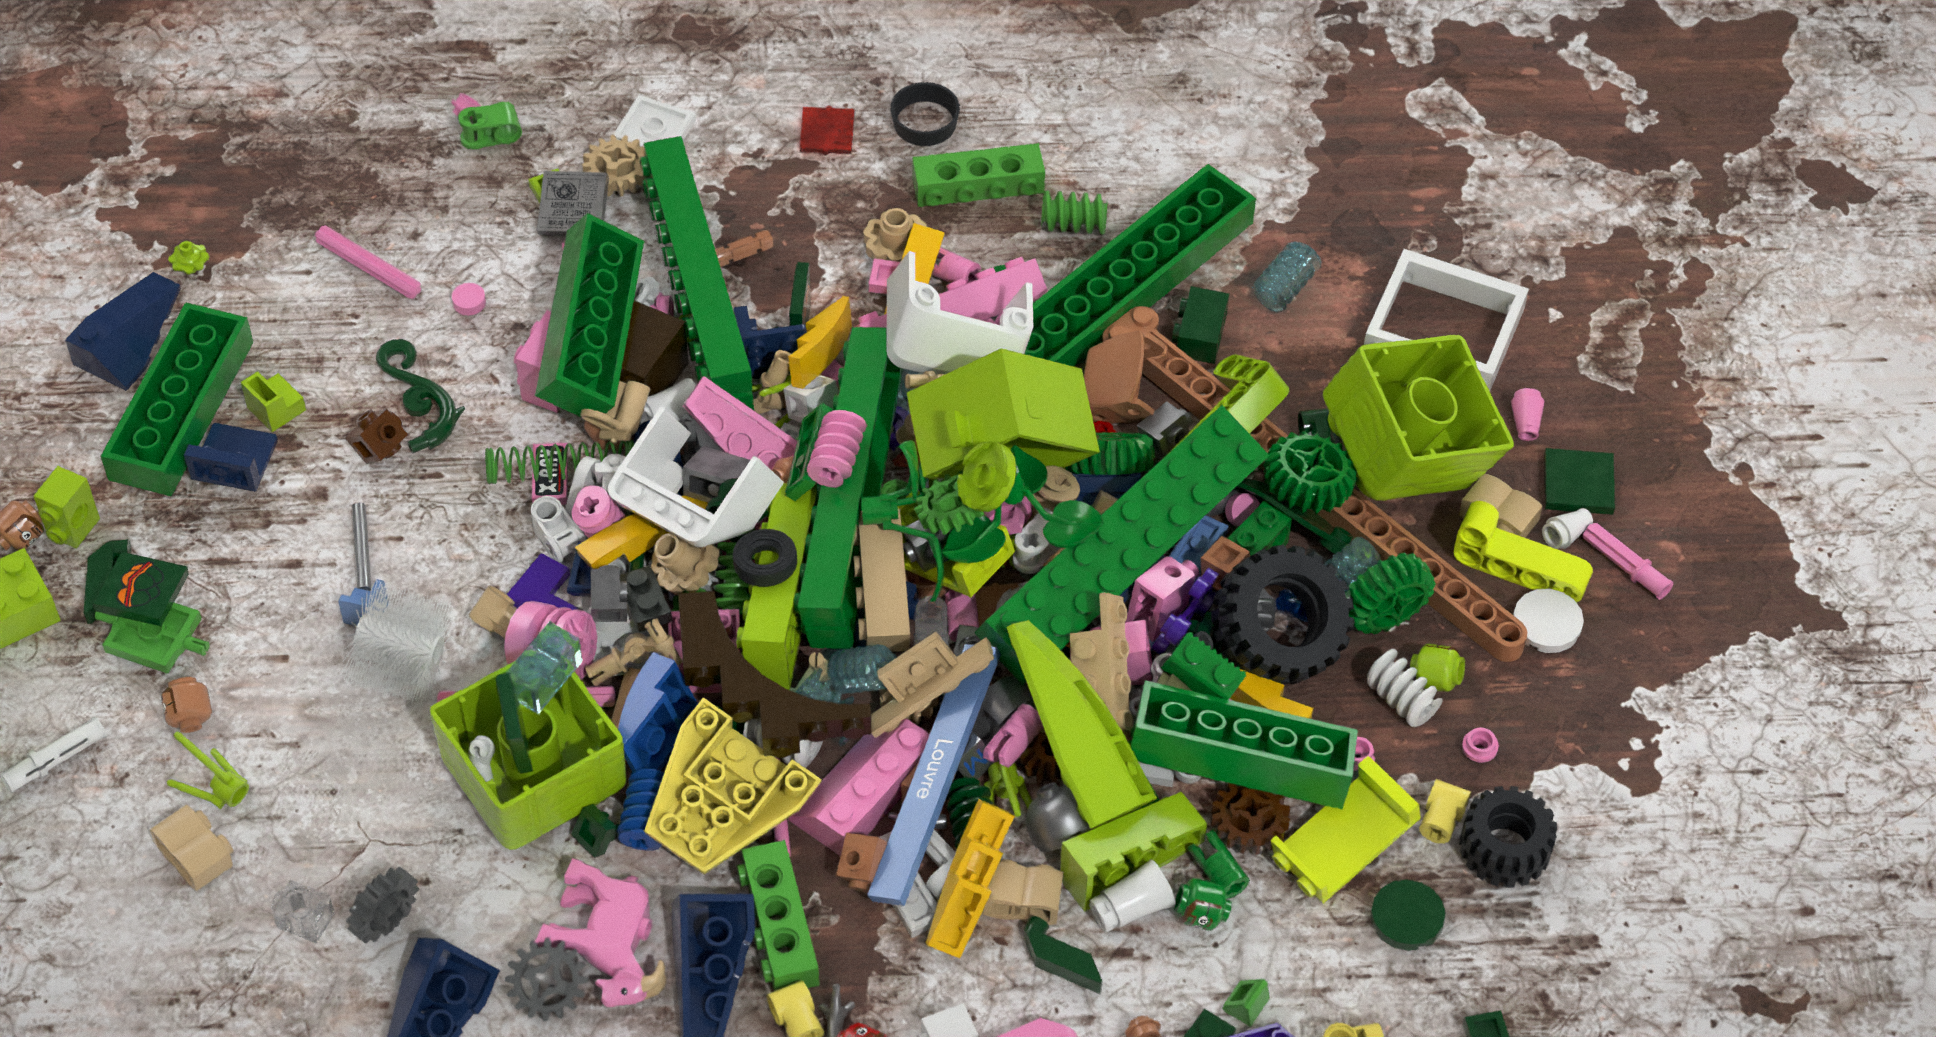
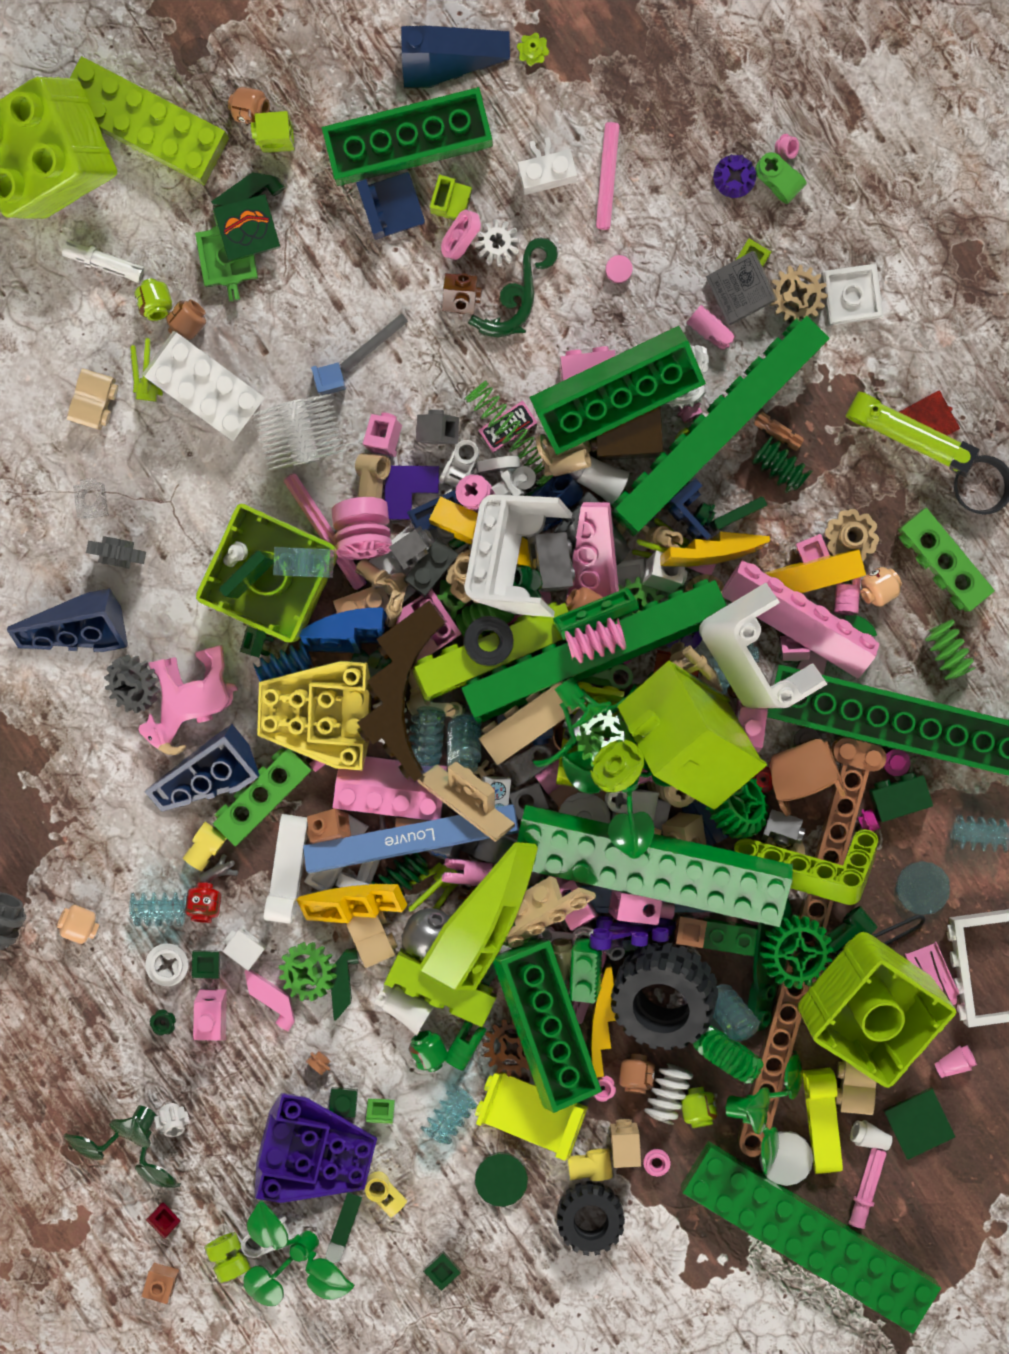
camera: 60 degrees right, 35 degrees up
(137, 724) = (153, 299): none -> lime head
(271, 713) = (203, 385): none -> white brick
(317, 303) = (546, 170): none -> white brick
(317, 405) = (460, 234): none -> bright pink plate
(353, 381) = (487, 244): none -> white gear
(463, 581) = (375, 431): none -> bright pink brick
(470, 167) = (734, 189): none -> dark purple gear
(499, 528) = (437, 428): none -> flat silver brick
(777, 256) = (781, 466): none -> dark green piece
(782, 163) = (873, 414): none -> lime piece
(911, 957) = (287, 870): none -> white beam
(967, 234) = (880, 586): none -> light nougat head
(1010, 987) = (318, 968): none -> bright green gear
(1166, 312) = (897, 762): none -> dark pink plate
(1209, 360) = (869, 820): none -> dark pink plate
(1294, 921) = (450, 1116): none -> clear light blue piece
(1313, 356) = (923, 887): none -> clear light blue tile
(1361, 707) = (637, 1074): none -> nougat head
(1436, 748) = (625, 1144): none -> tan brick
(1463, 609) = (754, 1109): none -> green plant
(1651, 636) = (810, 1237): none -> green brick

